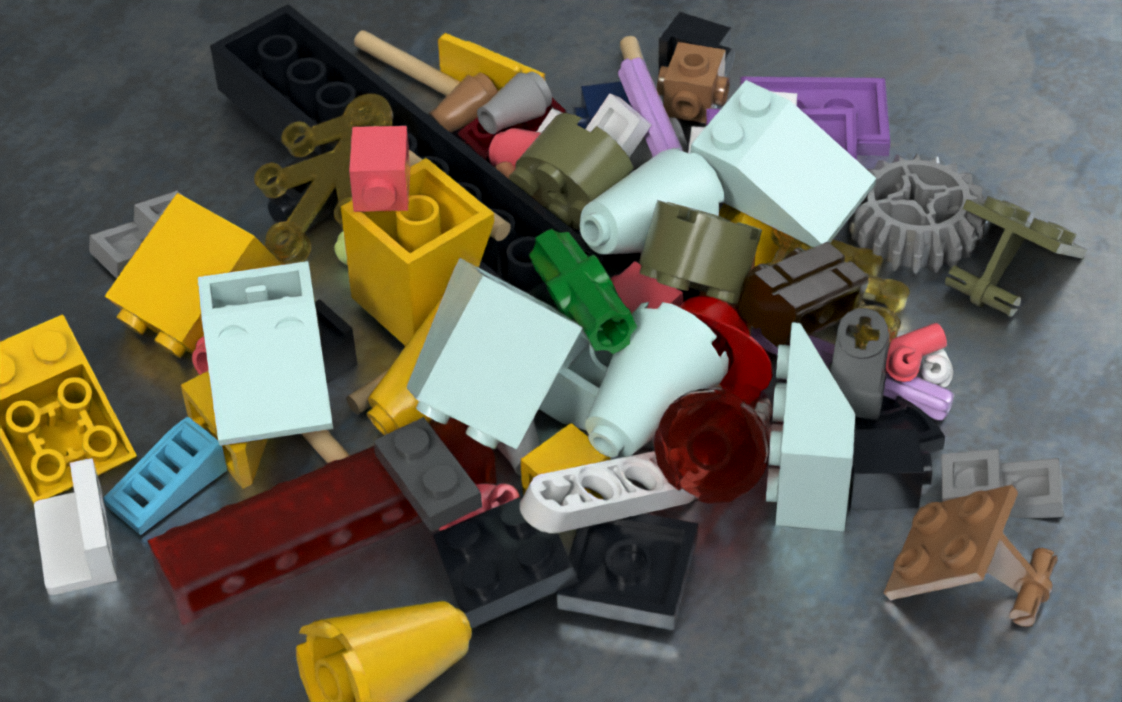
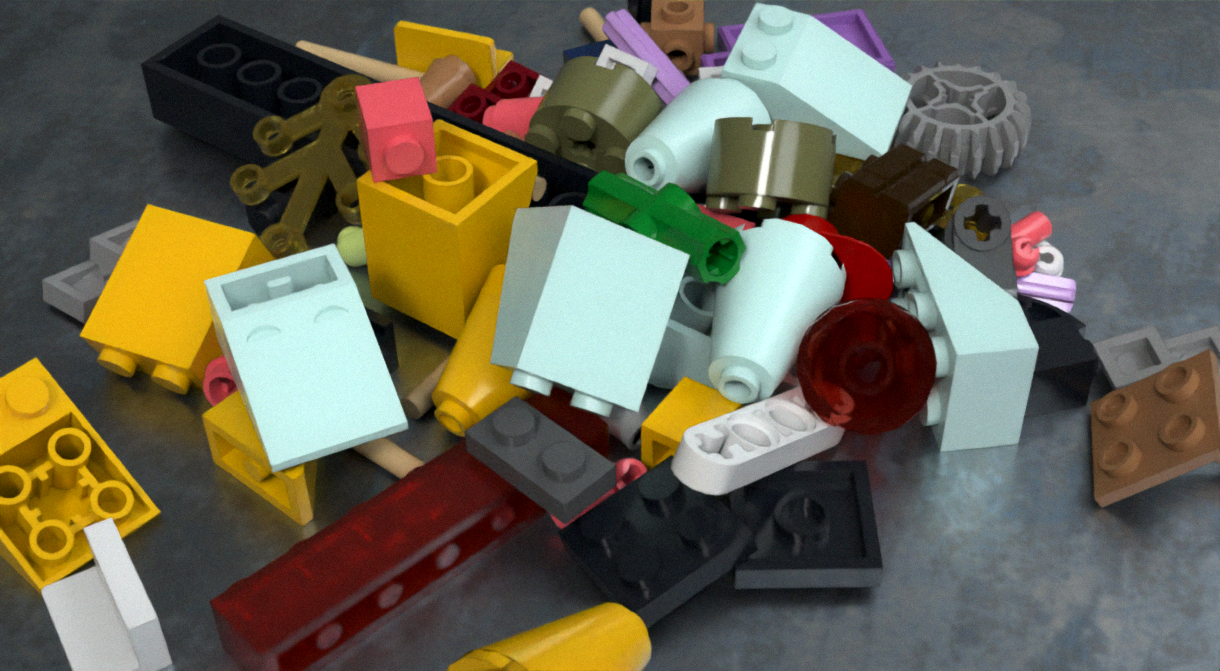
camera: 15 degrees left, 5 degrees down
(182, 446) = (224, 486): medium azure slope -> none
(517, 102) = (503, 71): light grey cone -> none
(1017, 229) = (1051, 105): olive plate -> none

